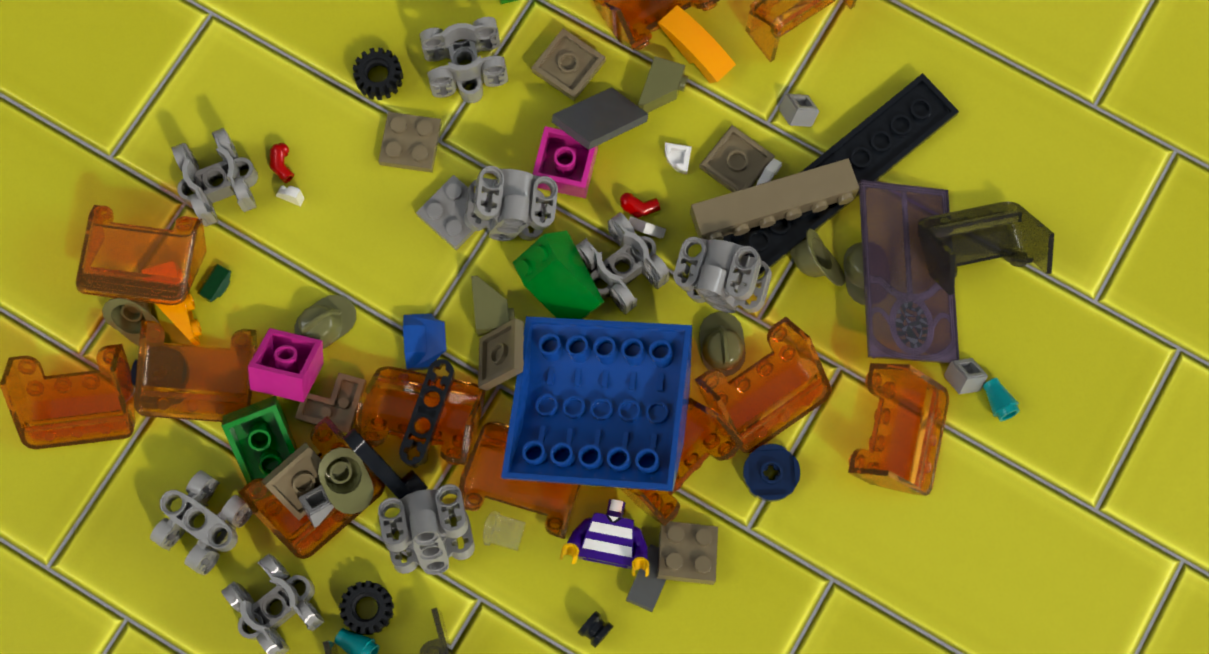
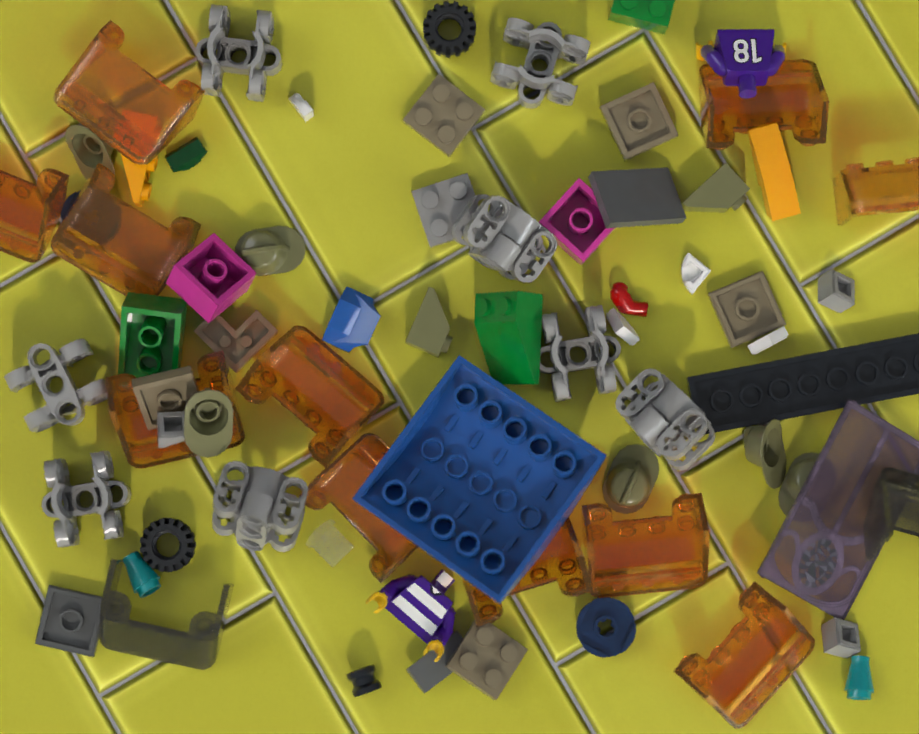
camera: 20 degrees right, 10 degrees up
(276, 162) = (306, 65): red arm -> none
(400, 487) = (257, 453): black beam -> none
(421, 411) = (314, 393): black beam -> none
(501, 354) = (415, 379): dark tan plate -> none
(775, 200) = (758, 373): dark tan brick -> none

